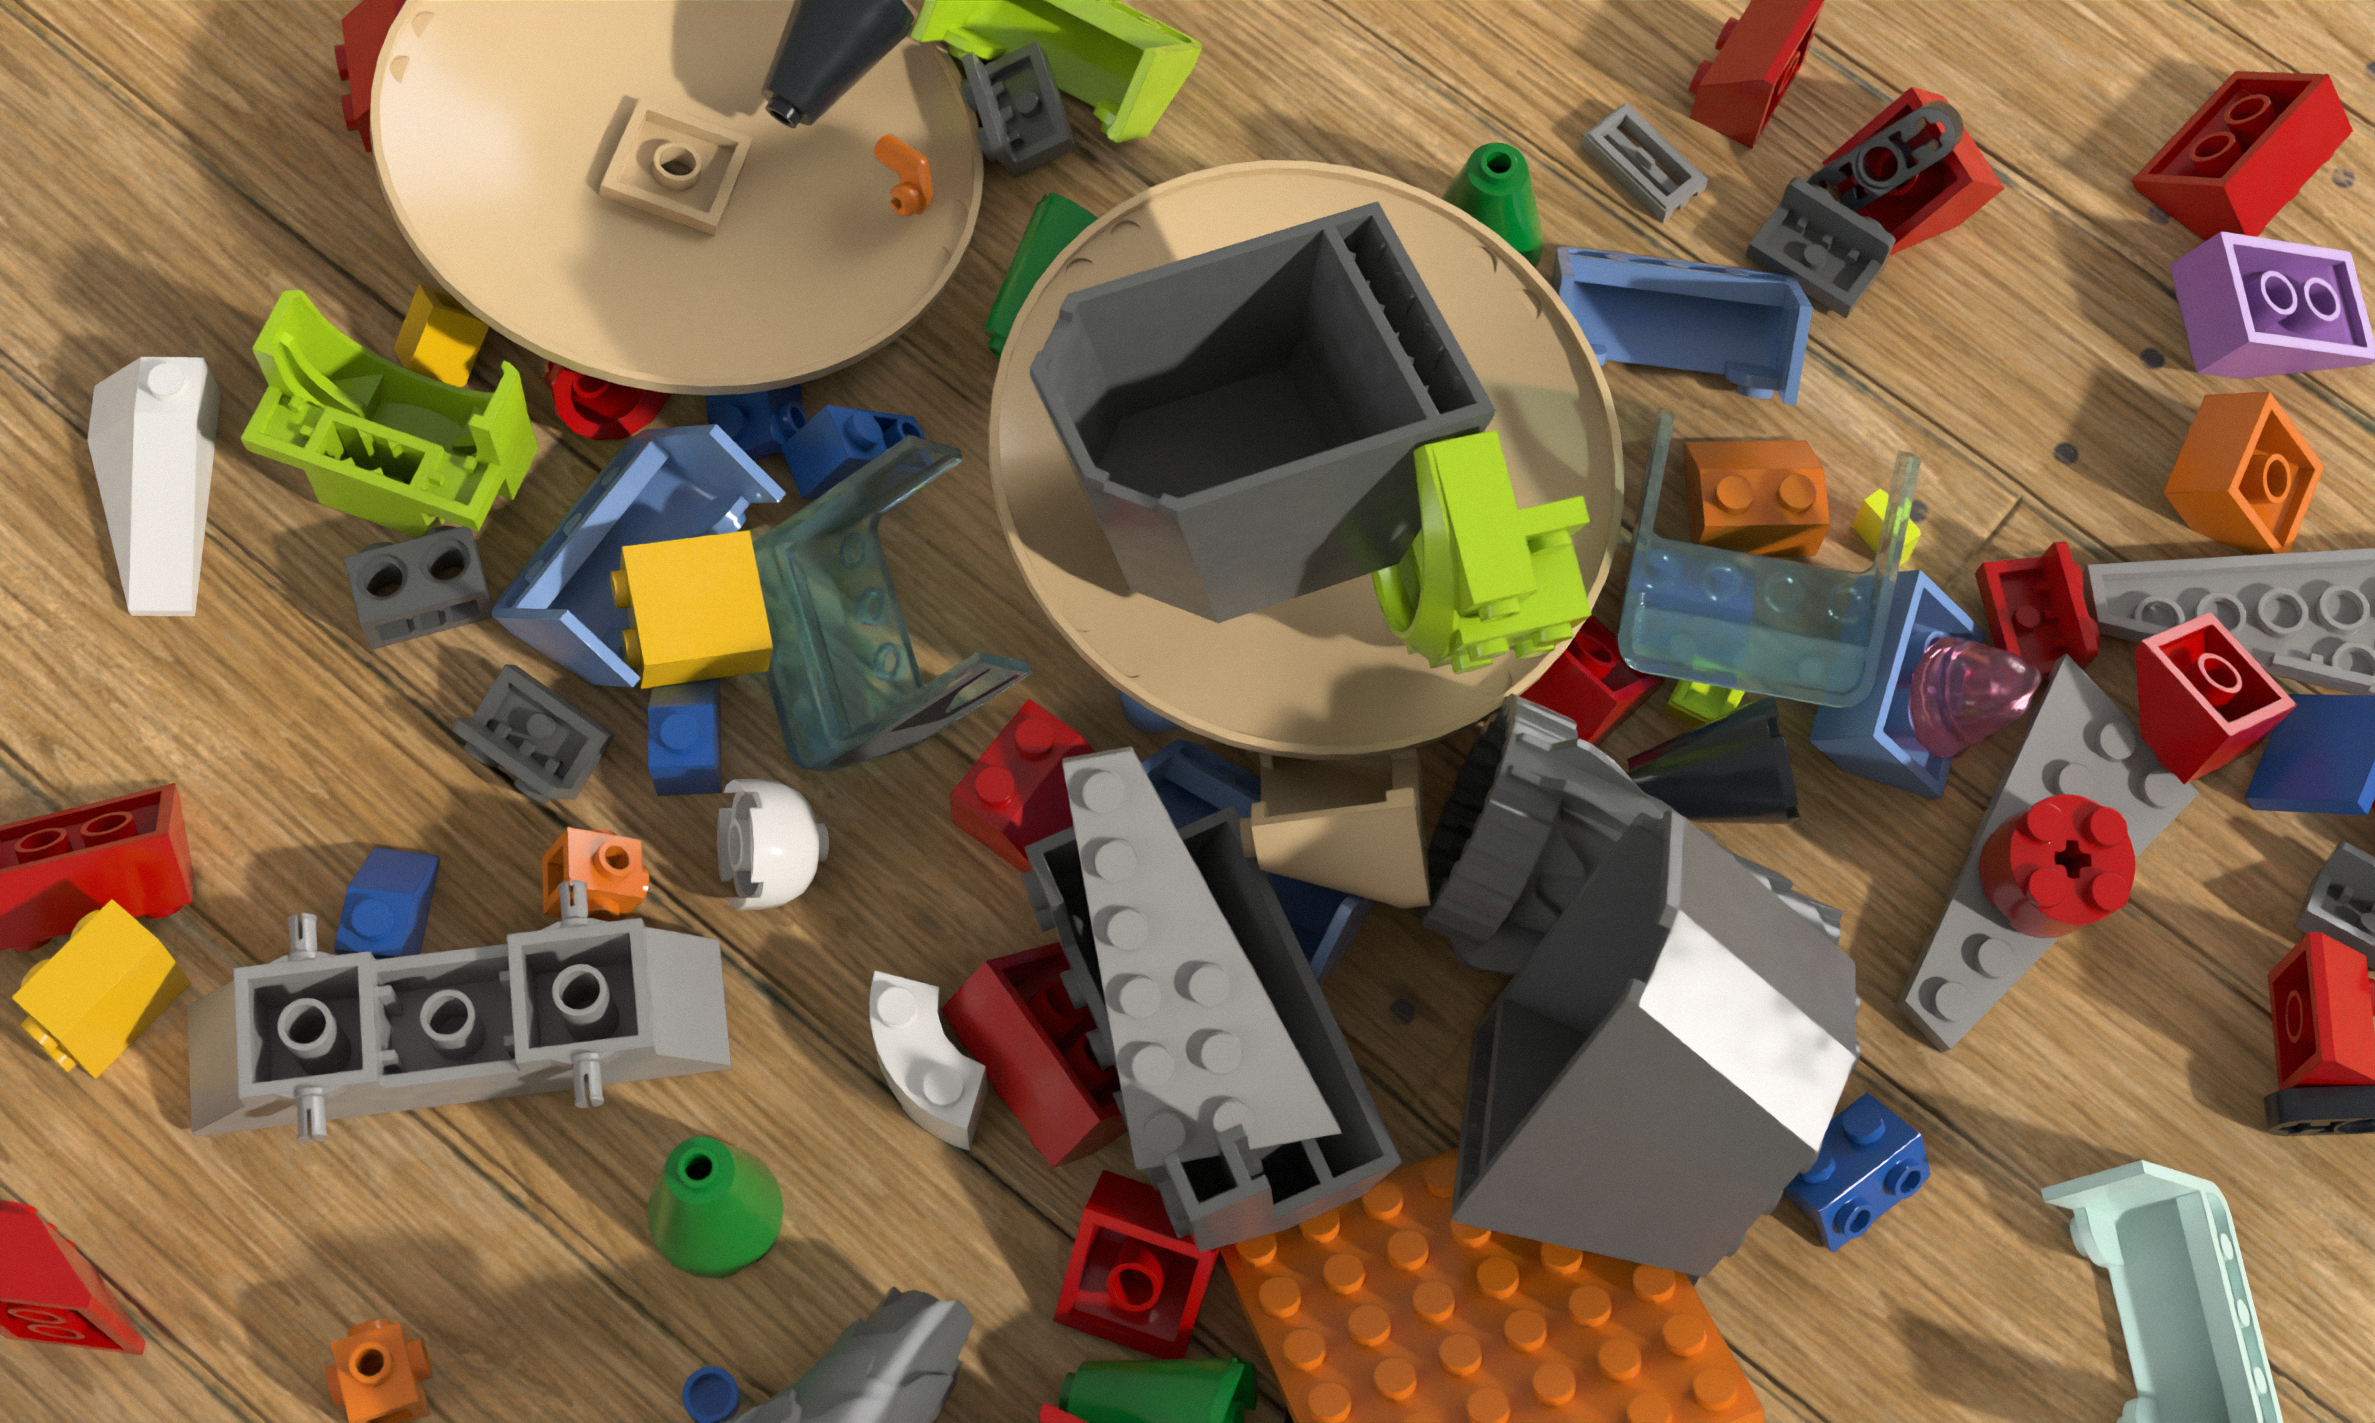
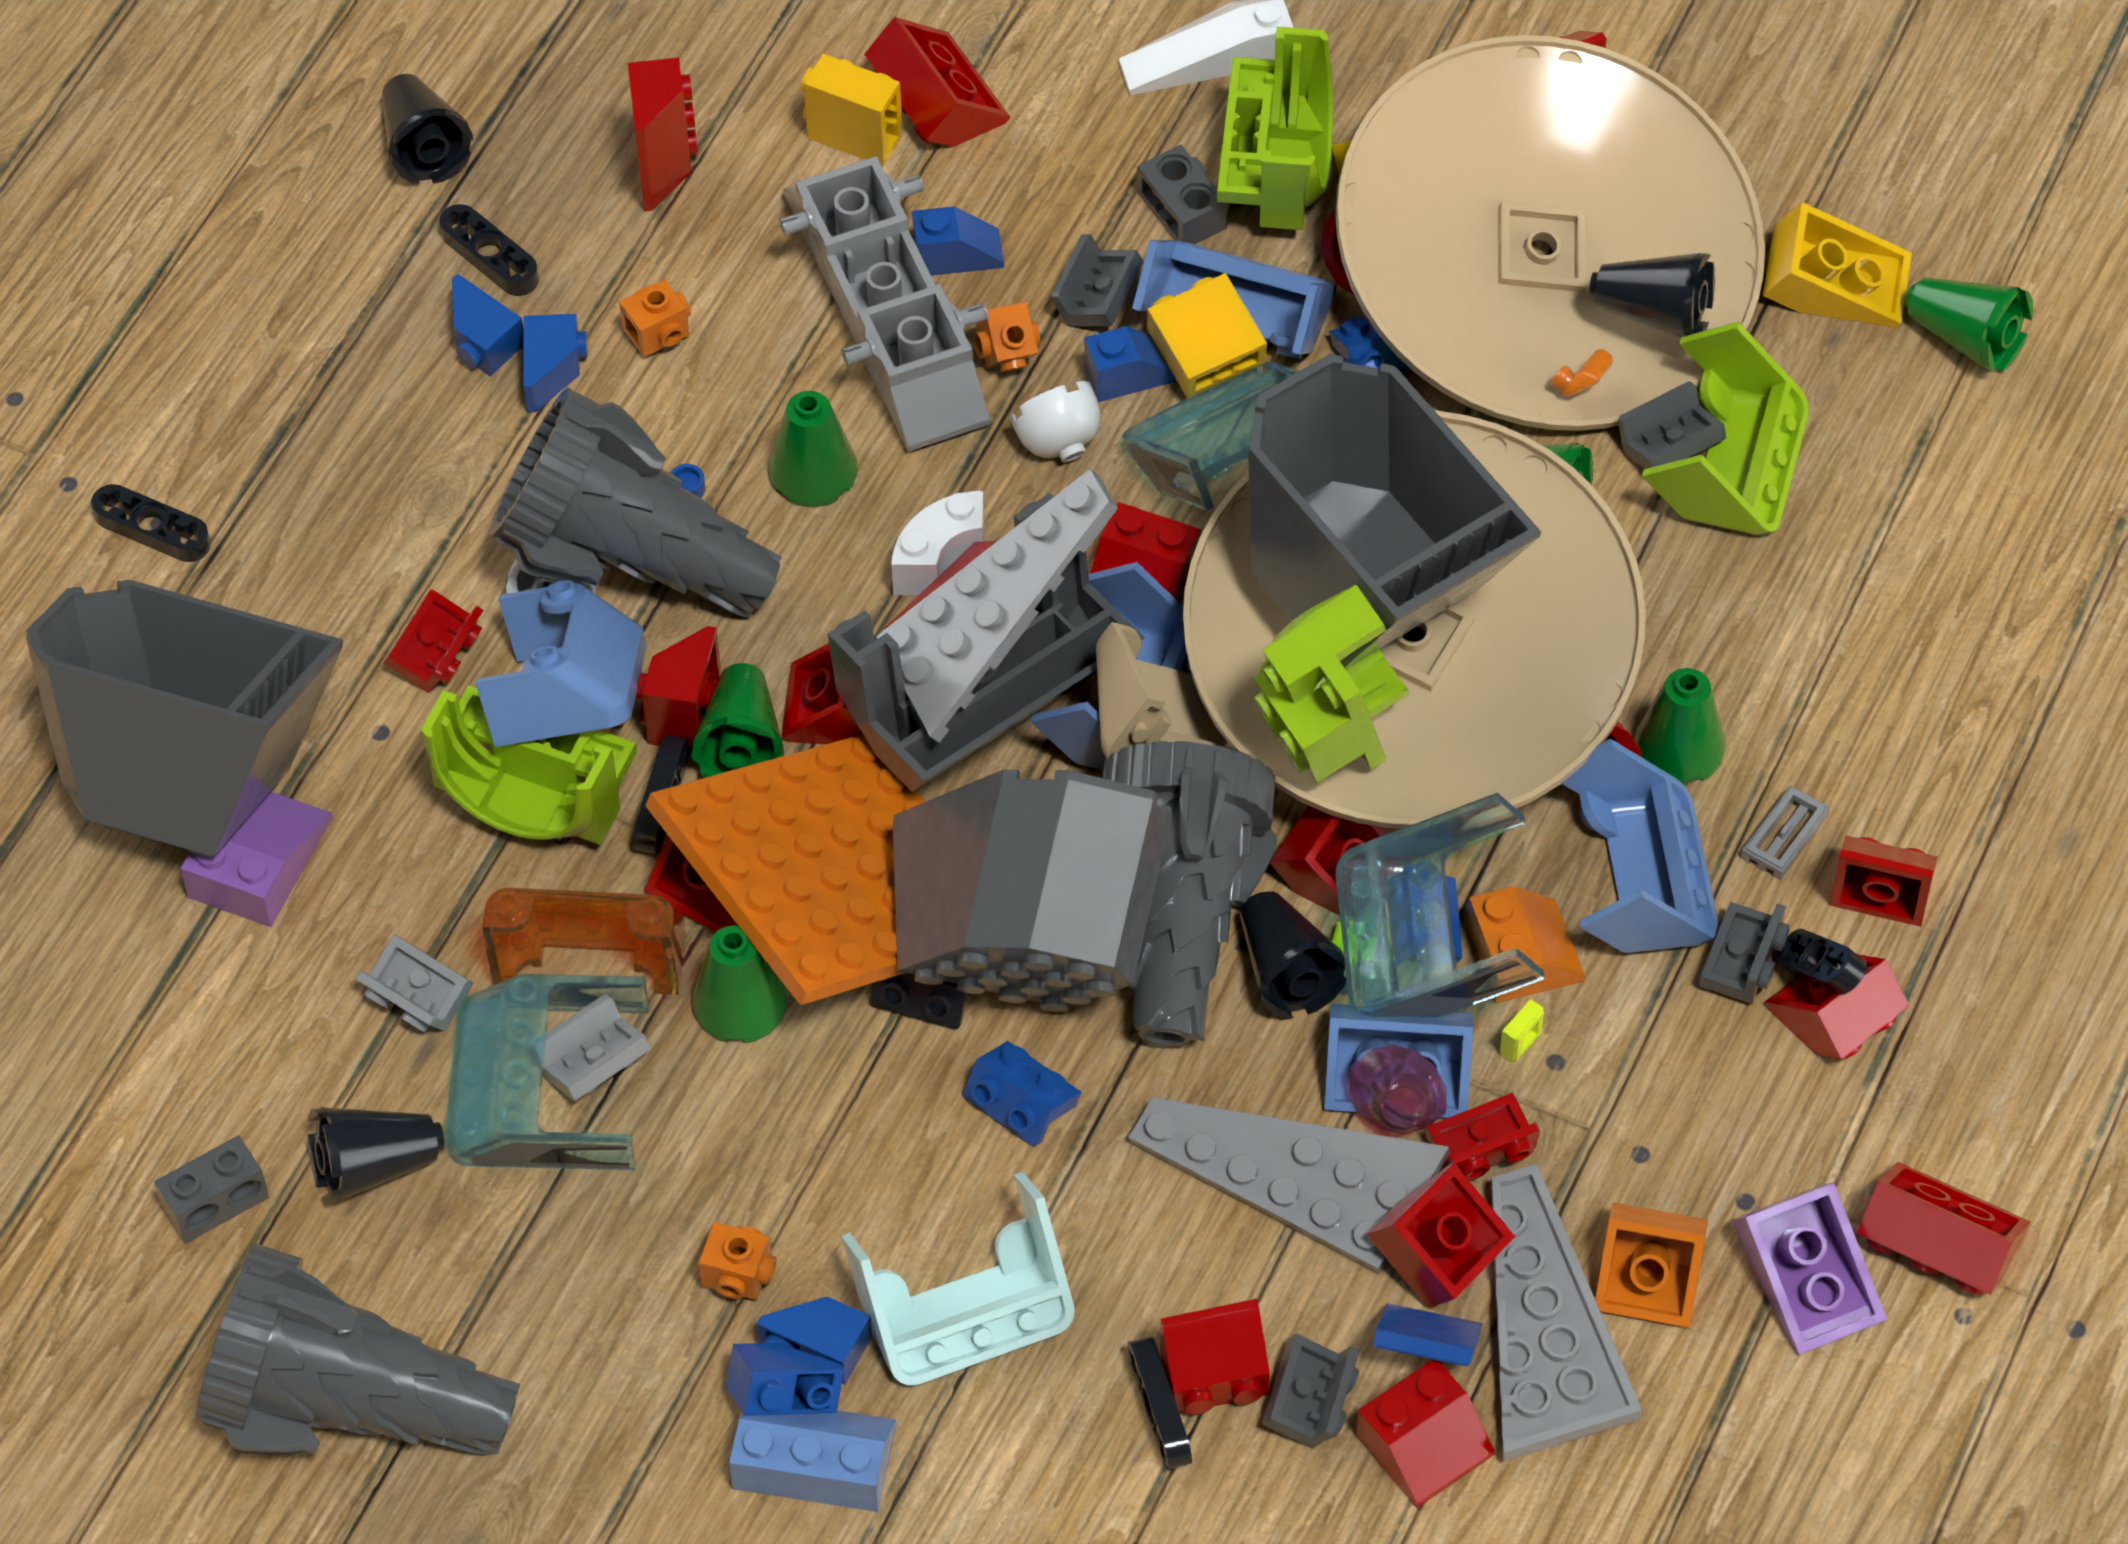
camera: 80 degrees right, 10 degrees down
(2058, 866) = (1262, 1126): red brick -> none

